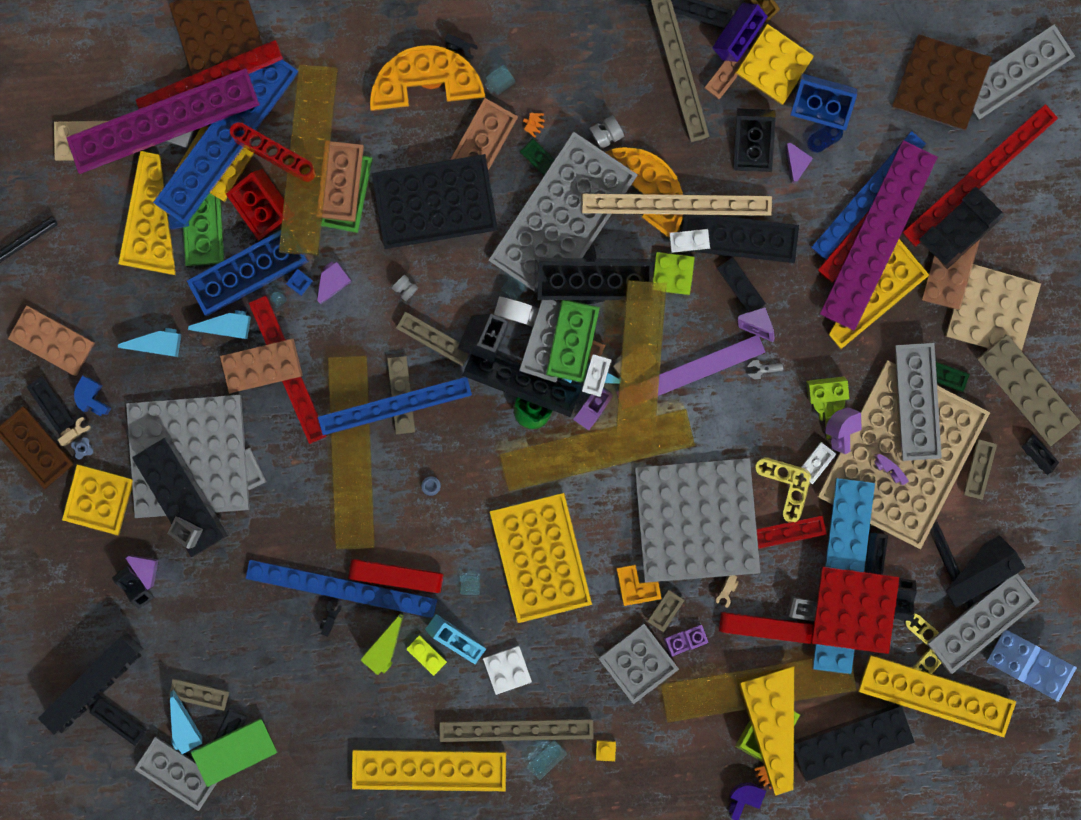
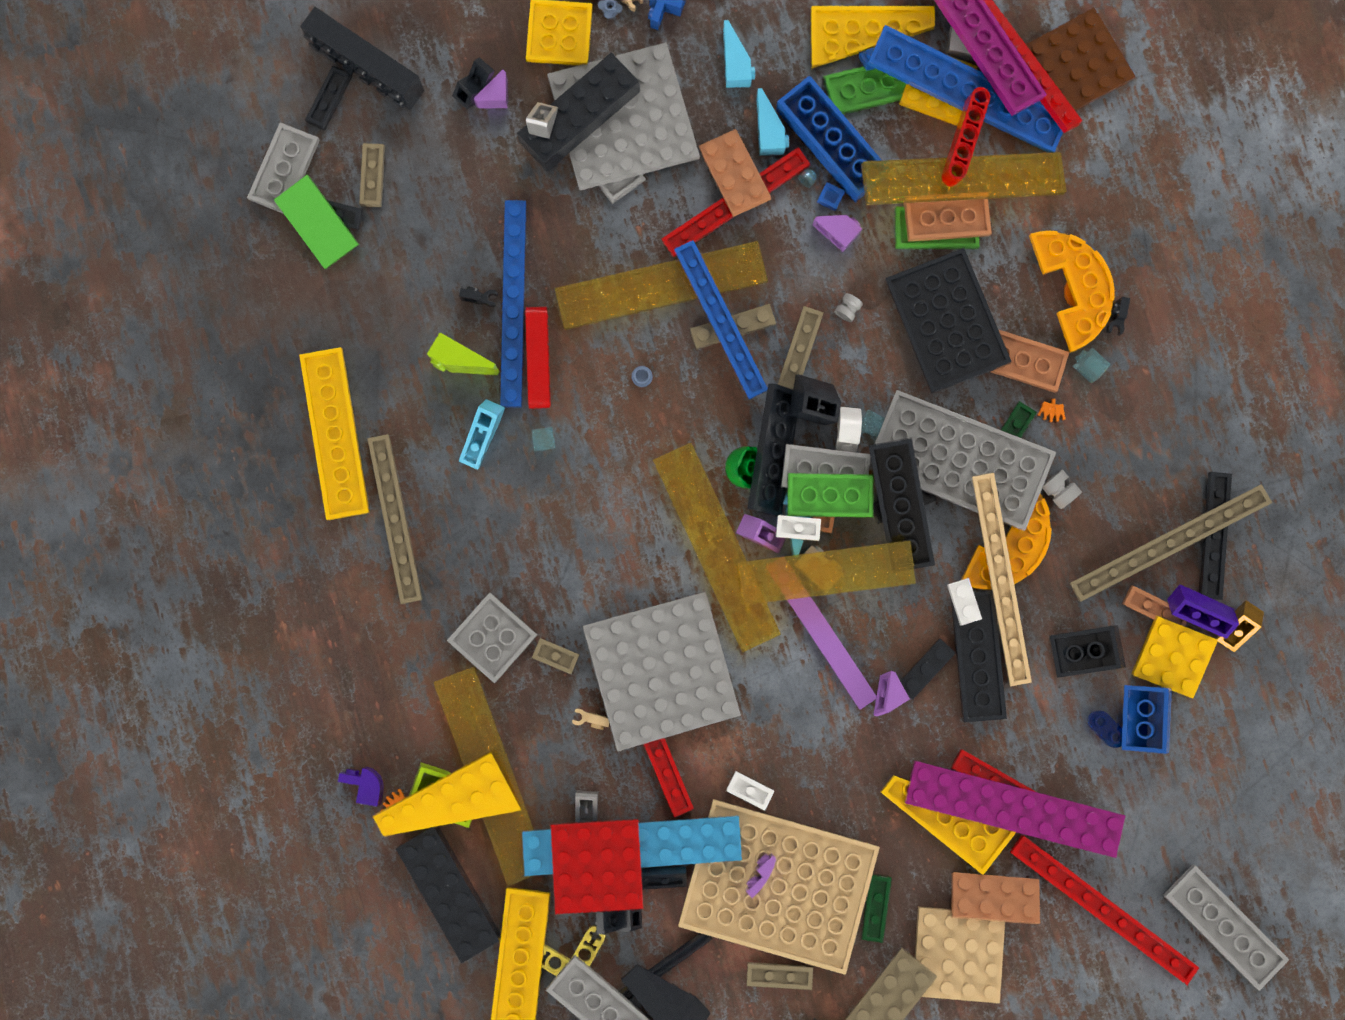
camera: 75 degrees right, 5 degrees down
(184, 731) = (332, 164): medium azure slope -> none
(258, 203) = (907, 134): red slope -> none
(426, 655) = (458, 407): neon yellow plate -> none
(507, 670) = (458, 497): white plate -> none
(540, 558) = (587, 508): yellow plate -> none
(546, 759) = (368, 558): clear light blue plate -> none
(605, 750) = (390, 620): yellow plate -> none
(632, 590) = (570, 617): light orange plate -> none
(675, 271) = (927, 594): lime plate -> none
(686, 640) = (527, 685): medium lavender slope -> none
(763, 368) = (841, 711): light grey bar -> none
(766, 627) = (558, 770): red beam -> none
(793, 472) = (727, 765): light yellow beam -> none
(797, 161) = (1075, 703): medium lavender slope -> none
(828, 396) = (824, 789): lime brick -> none
(841, 426) = (797, 809): medium lavender brick -> none
(858, 206) = (1038, 779): blue plate -> none
(918, 401) = (841, 890): light grey plate -> none
(942, 82) = (1197, 846): reddish brown plate -> none
(962, 228) = (1044, 901): black piece -> none

